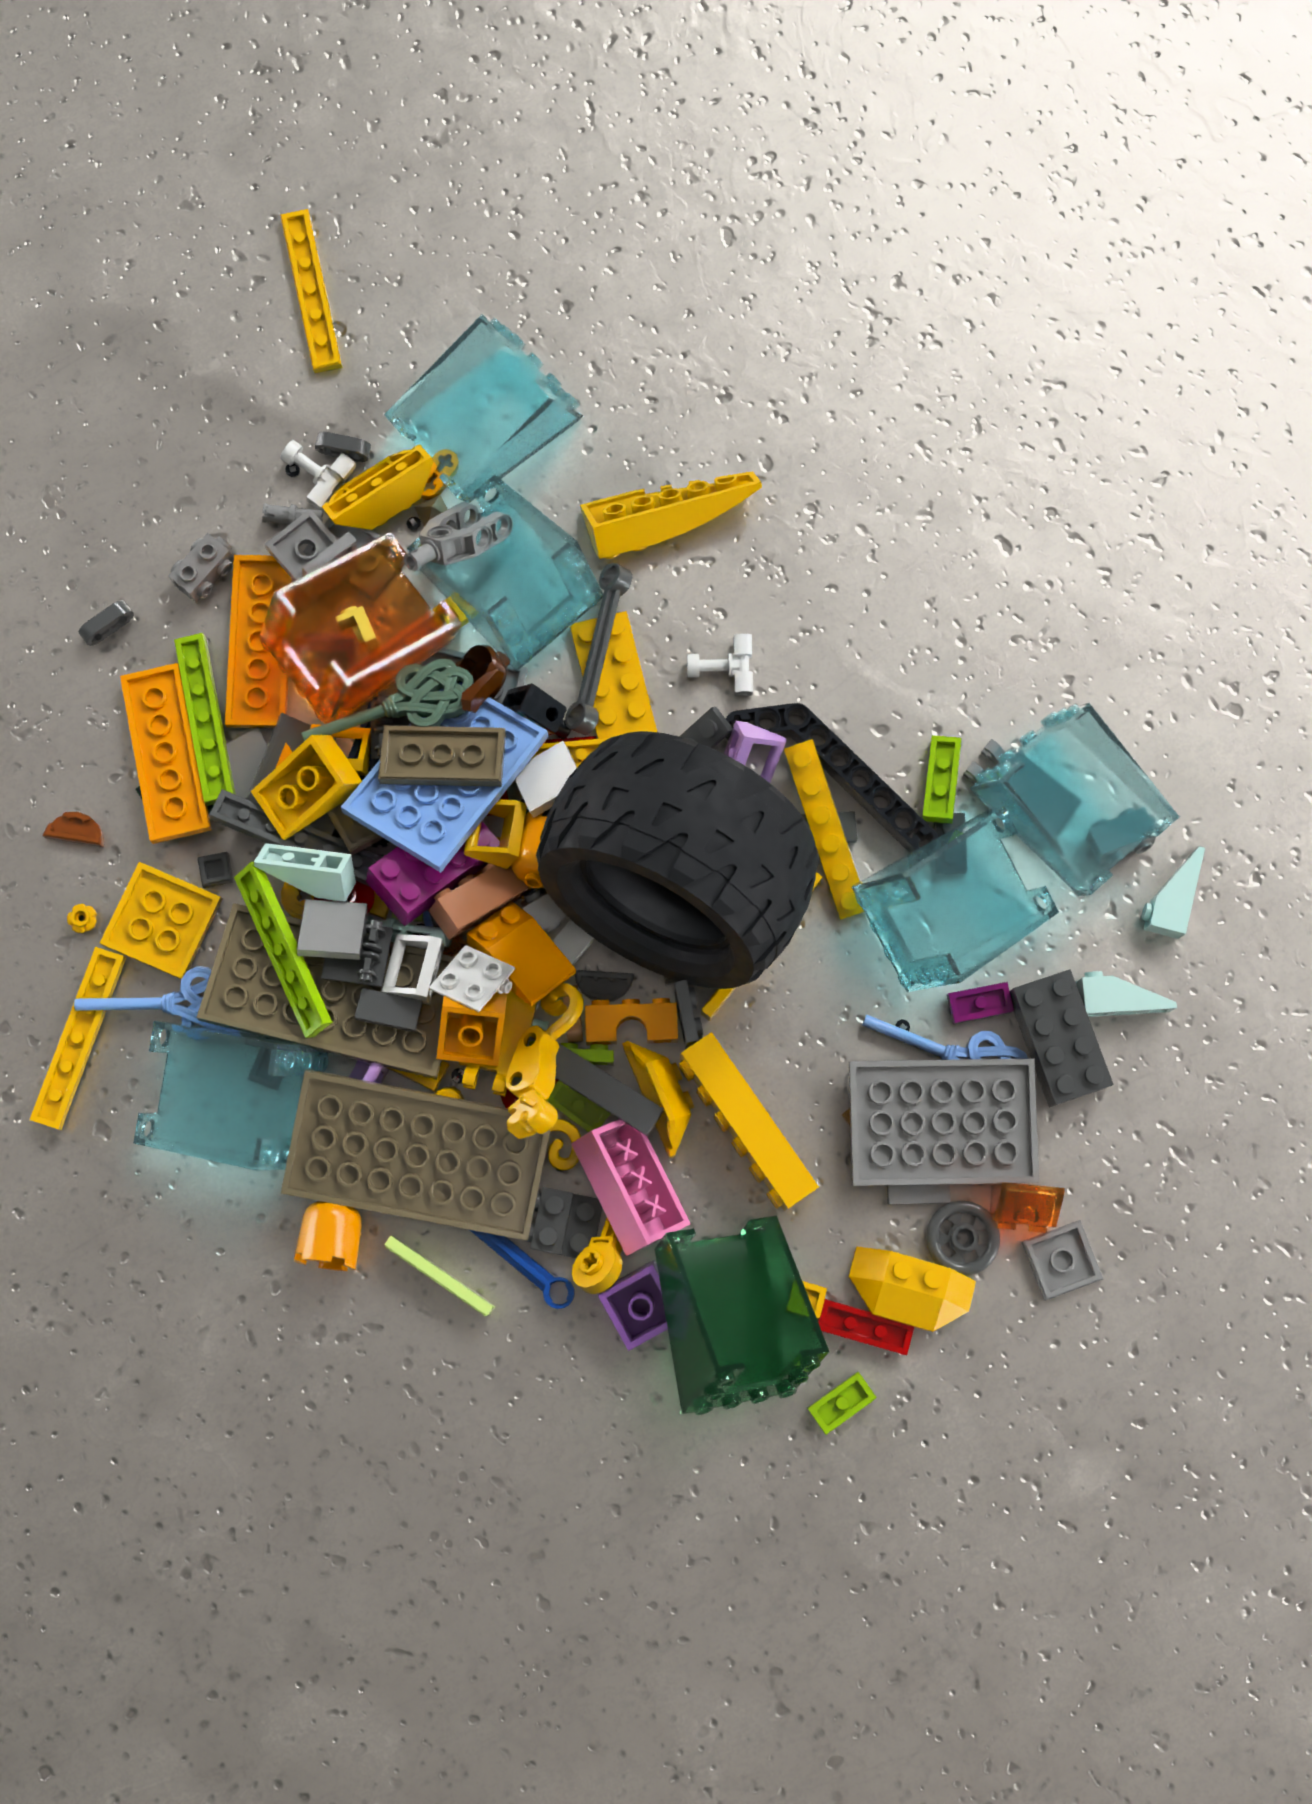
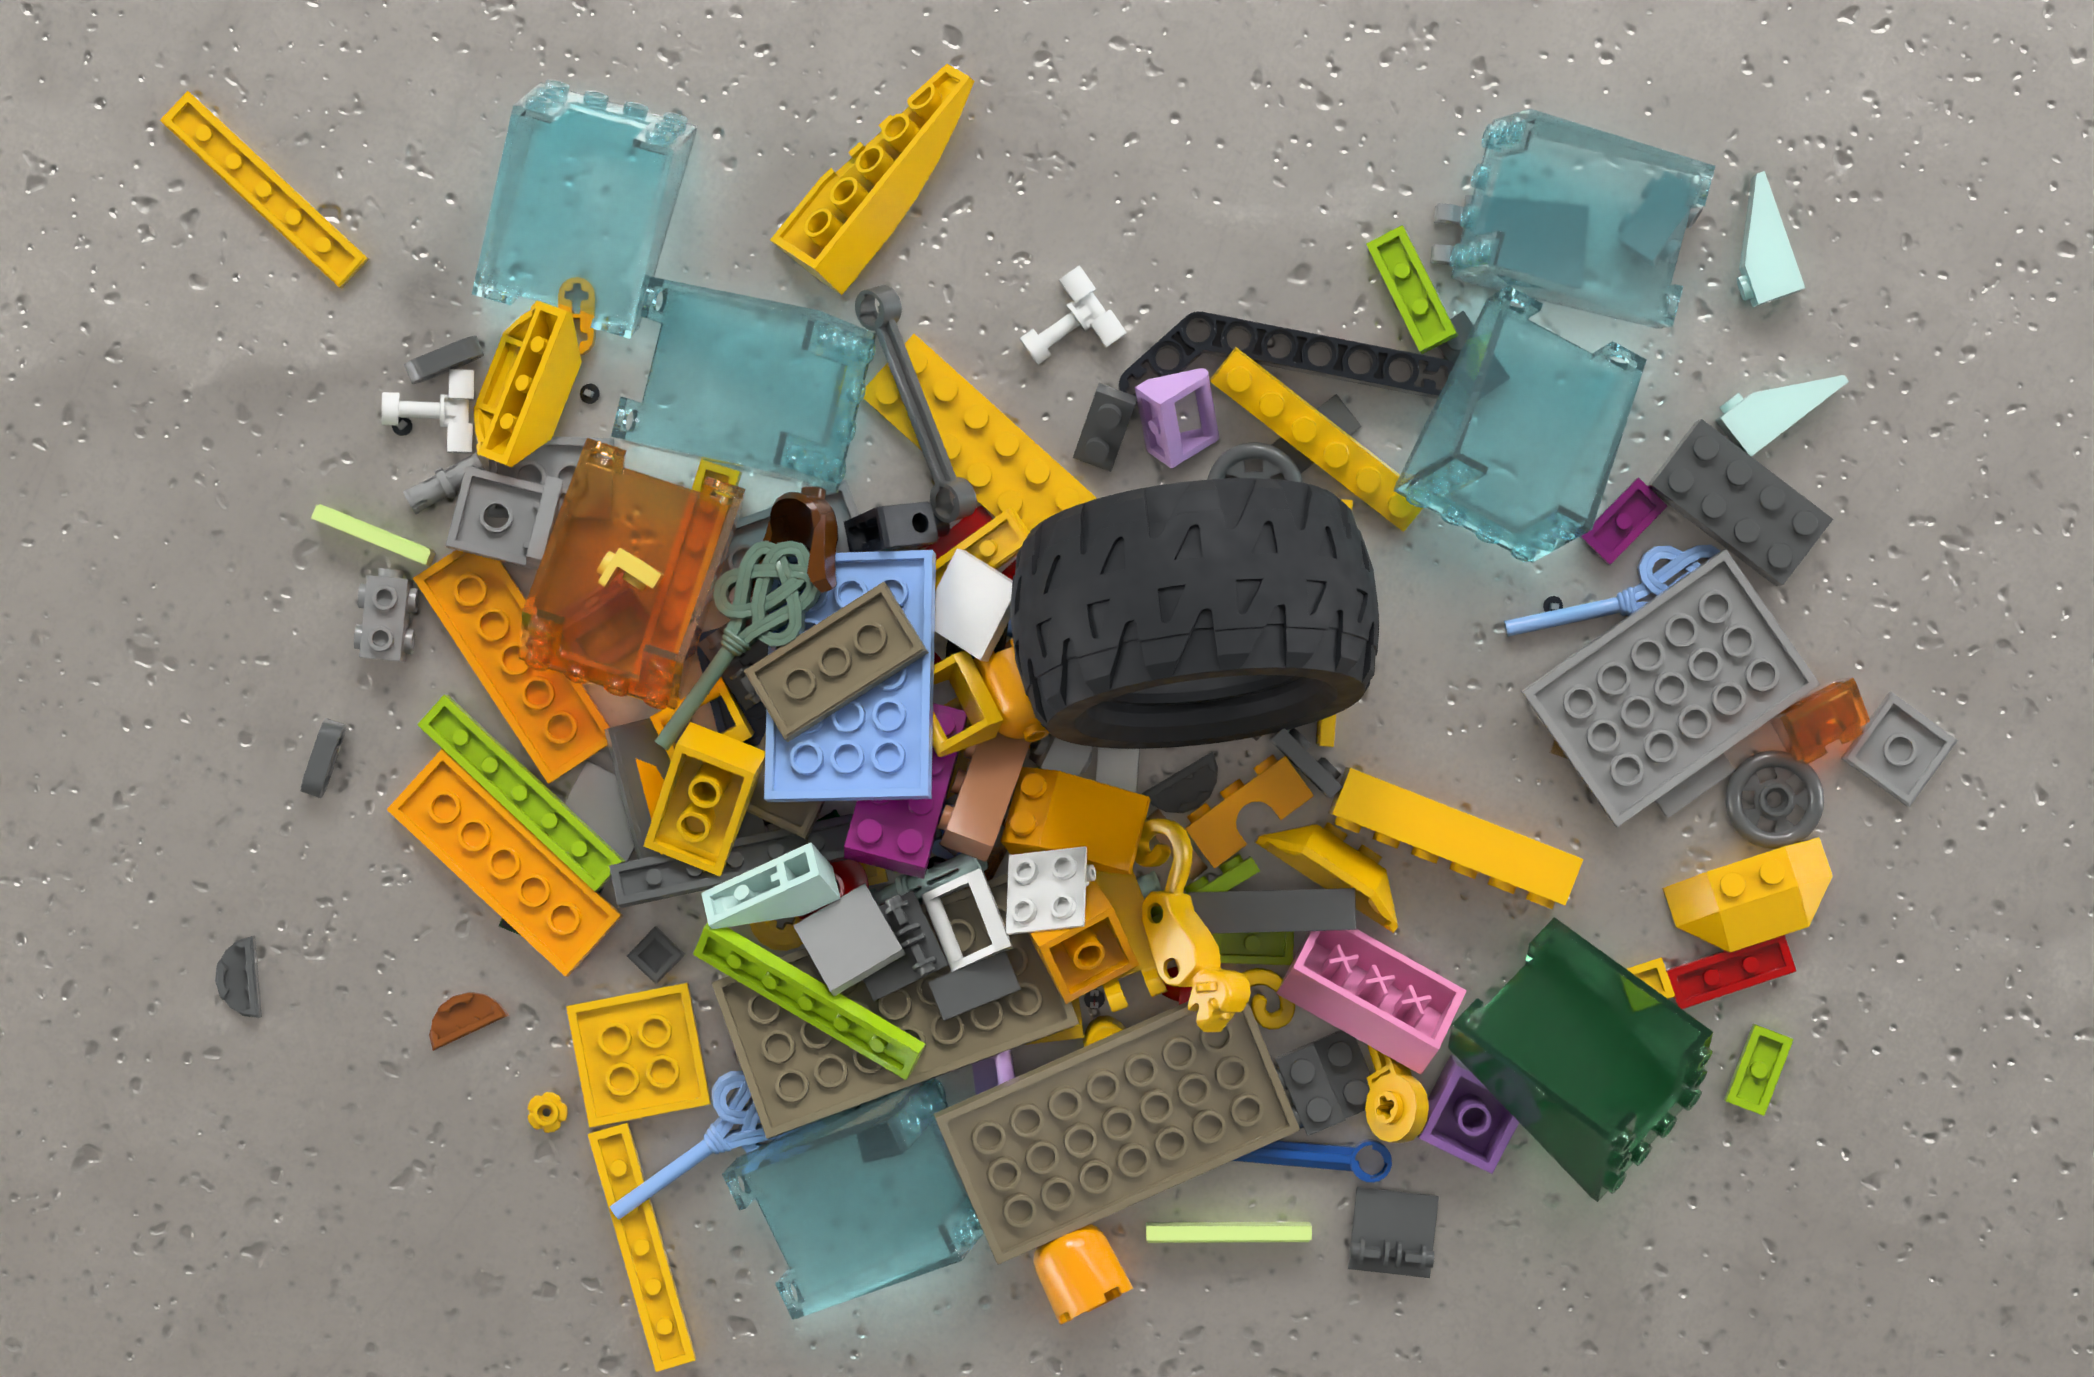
camera: 30 degrees left, 10 degrees up
(229, 515) = (373, 534): none -> yellowish green tile
(430, 509) = (605, 366): dark tan slope -> none
(457, 542) = (665, 408): light grey piece -> none
(542, 1348) = (1393, 1232): none -> dark grey hinge

